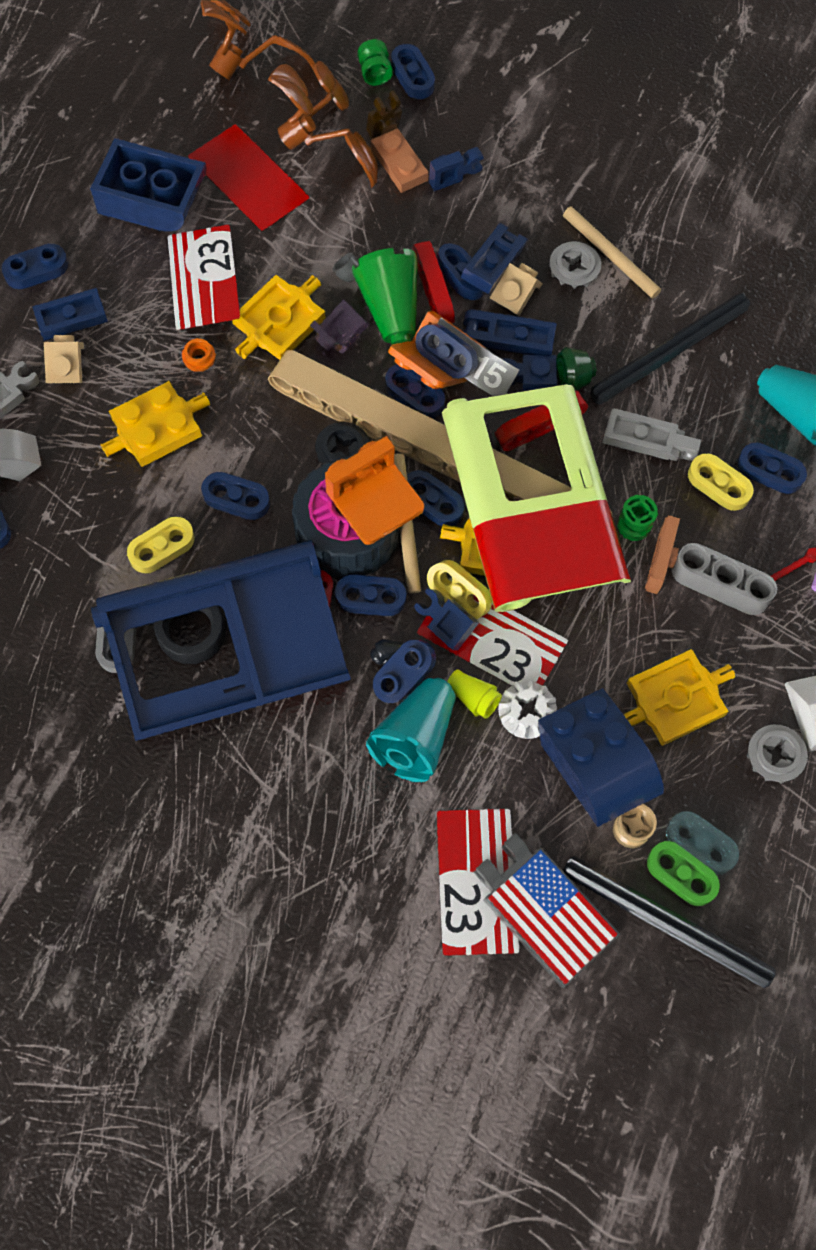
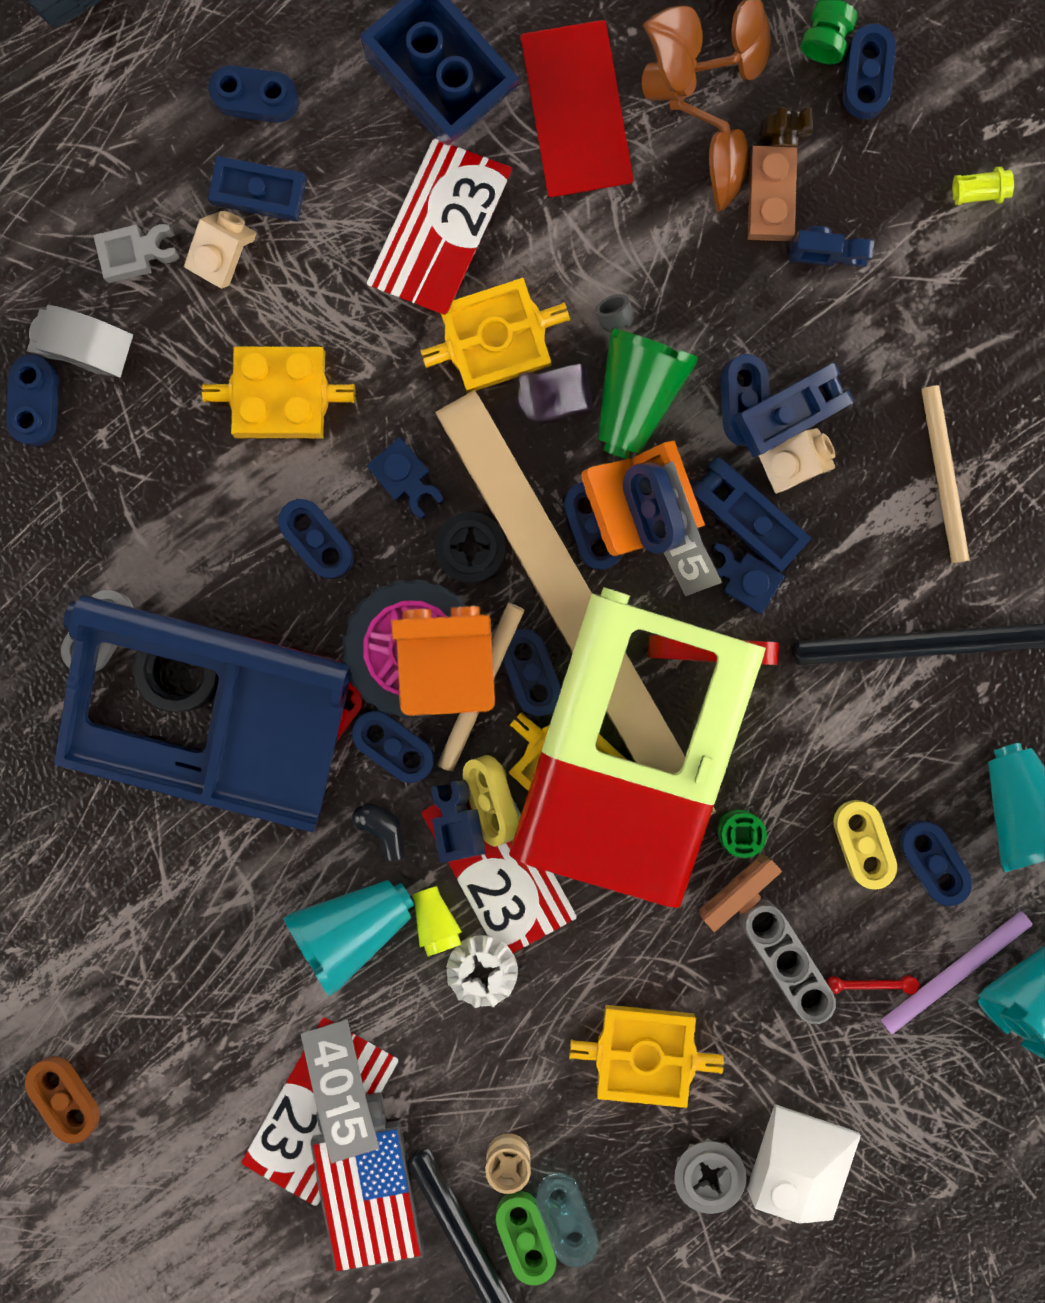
camera: 30 degrees right, 20 degrees up
(159, 544) = (203, 550): light yellow plate -> none
(198, 347) = (372, 318): orange plate -> none
(270, 428) = (402, 474): none -> dark blue plate
(281, 981) = (58, 1100): none -> dark orange plate
(403, 672) = (370, 861): dark blue plate -> none
(433, 281) = (703, 395): red beam -> none
(483, 846) = (339, 1091): none -> light grey sticker
(522, 94) = (983, 186): none -> neon yellow pin
(569, 254) = (893, 447): light grey gear -> none
(575, 368) = (793, 610): dark green cone -> none
(600, 757) = (514, 1083): dark blue brick -> none
(649, 436) = (822, 741): light grey hinge -> none

